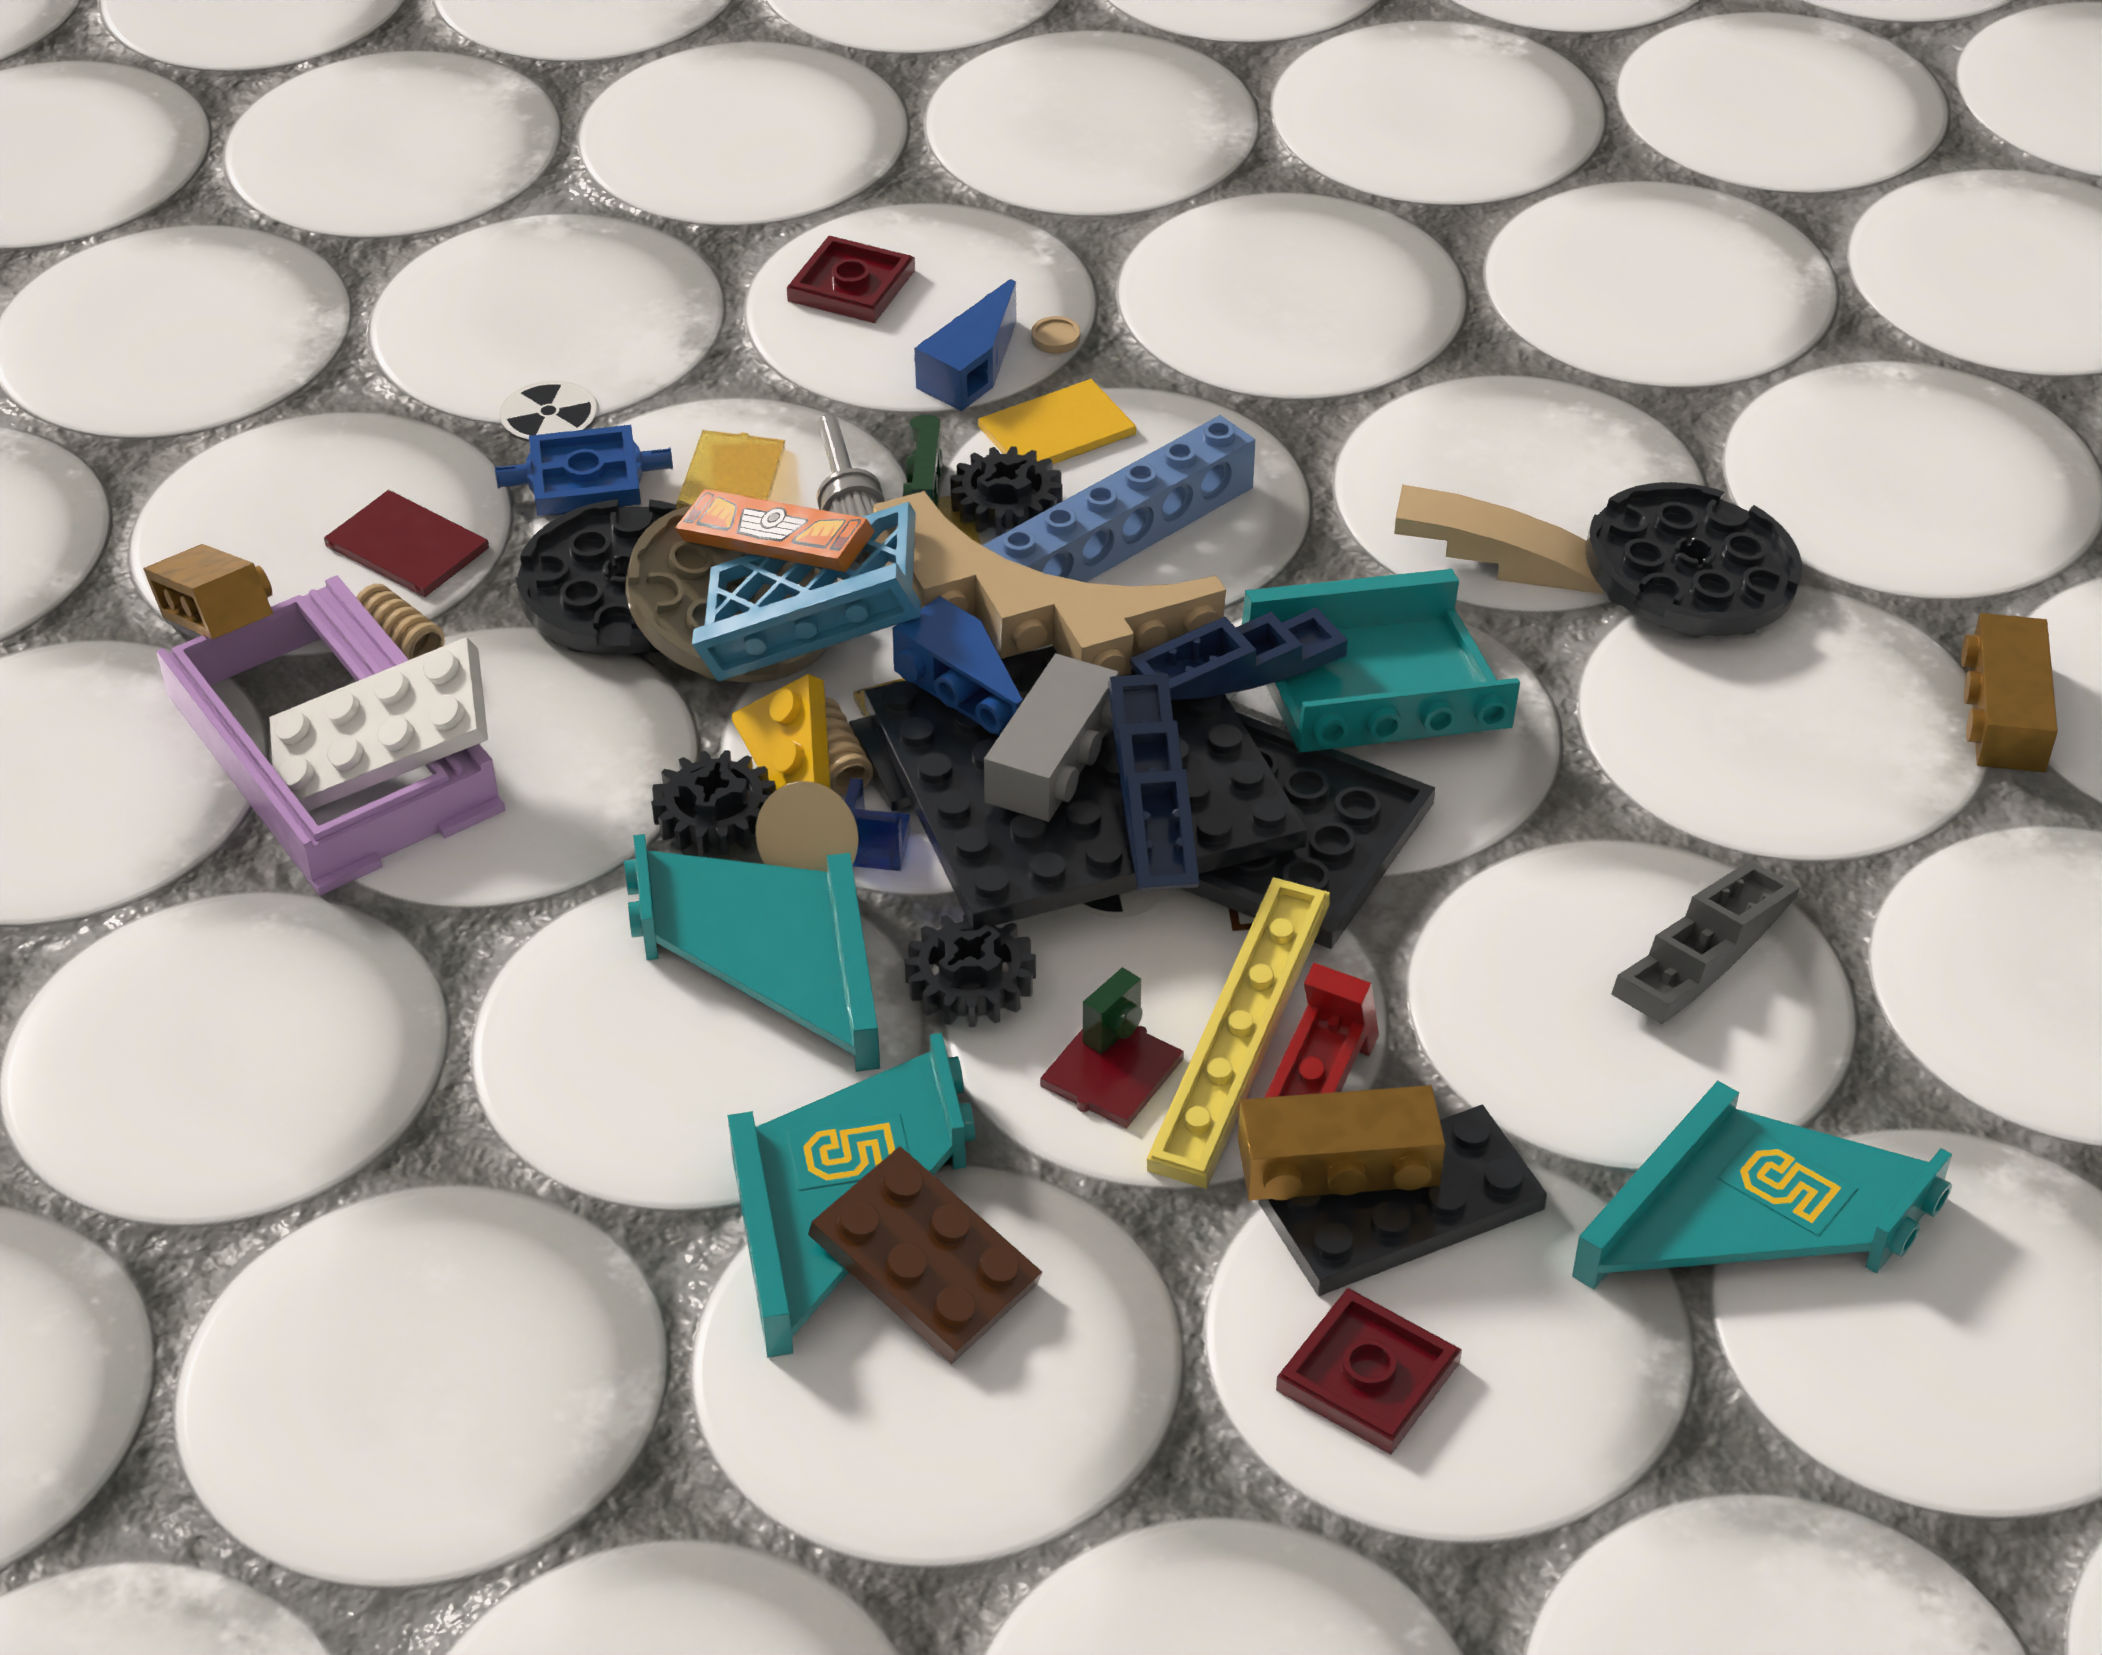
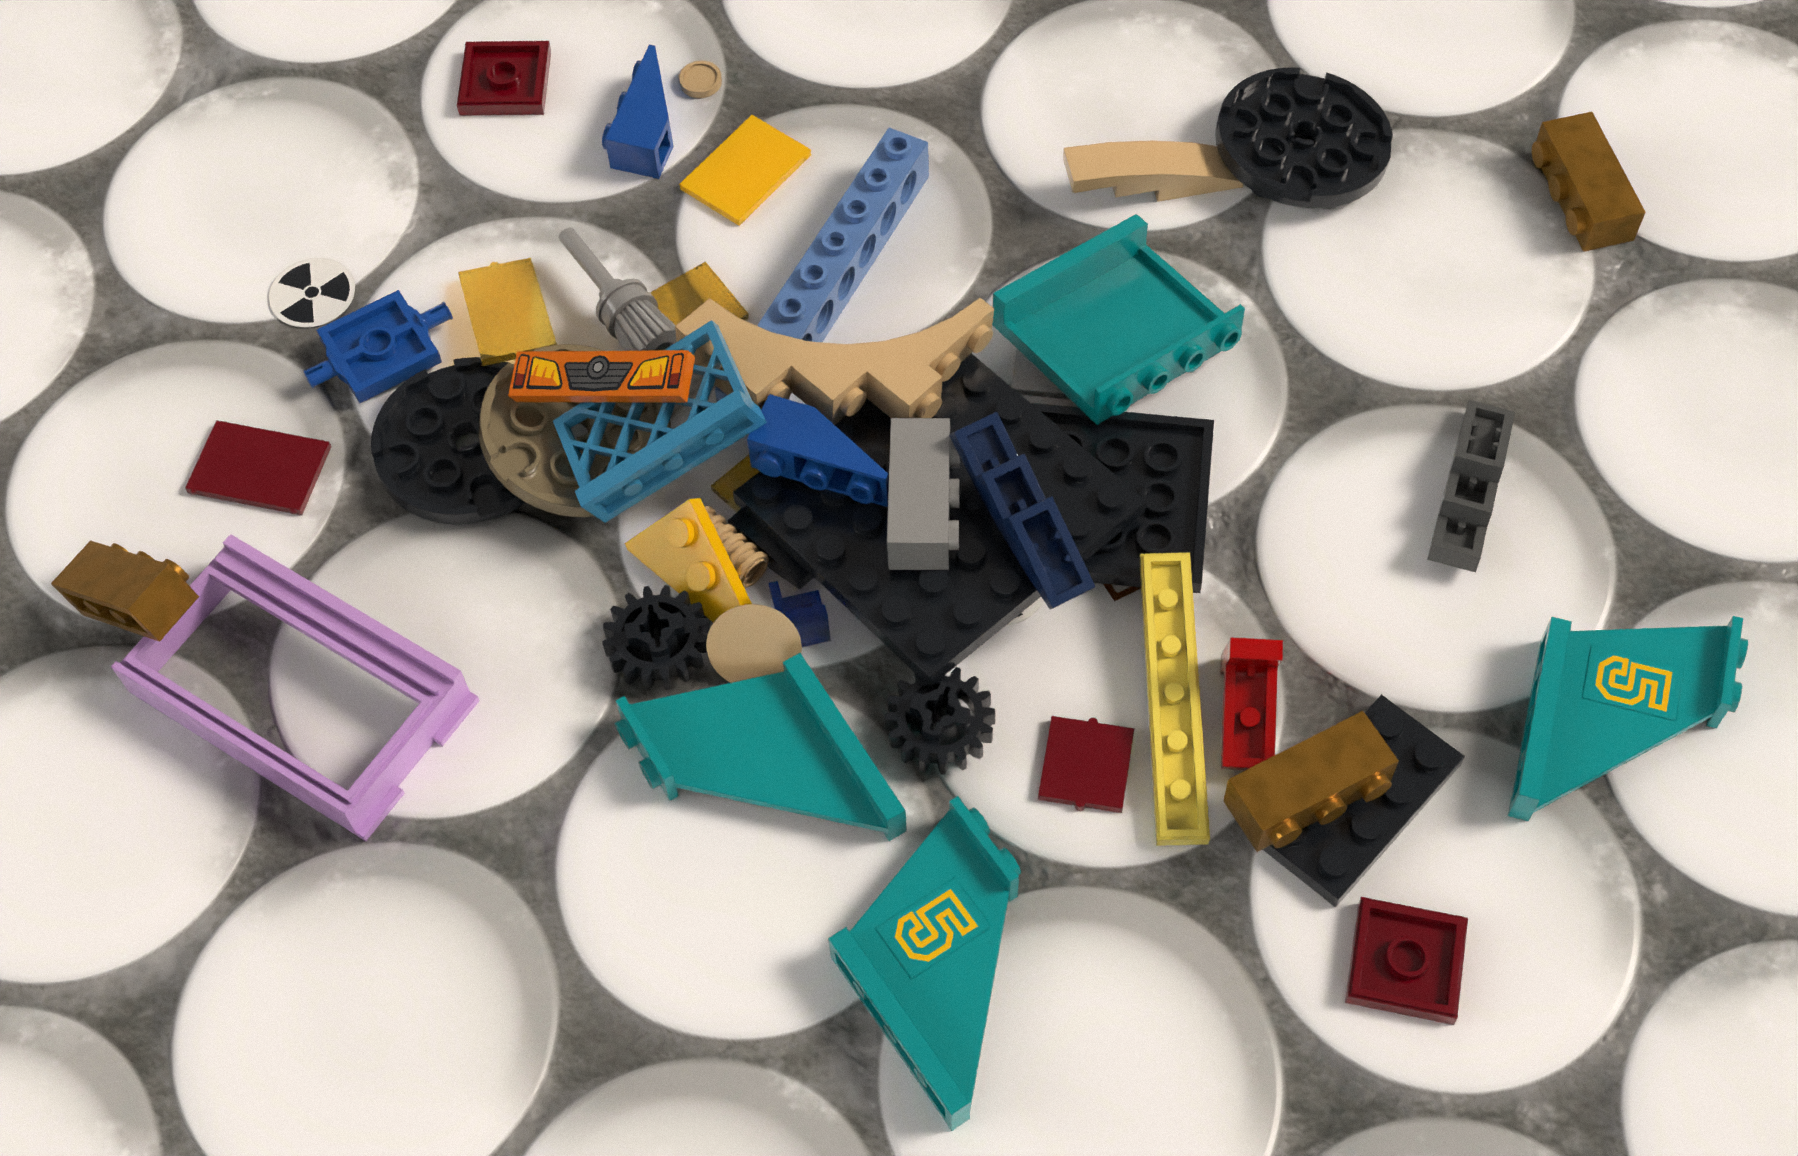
camera: 20 degrees left, 15 degrees up
(381, 725) = (349, 674): white plate -> none
(403, 623) = (305, 556): tan piece -> none
(925, 1254) = (1037, 998): reddish brown plate -> none
(926, 463) = (669, 256): dark green plate -> none
(1004, 489) = (742, 251): black gear -> none
(1112, 1011) = (1075, 720): dark green plate -> none
(1241, 658) = (1021, 358): dark blue slope -> none

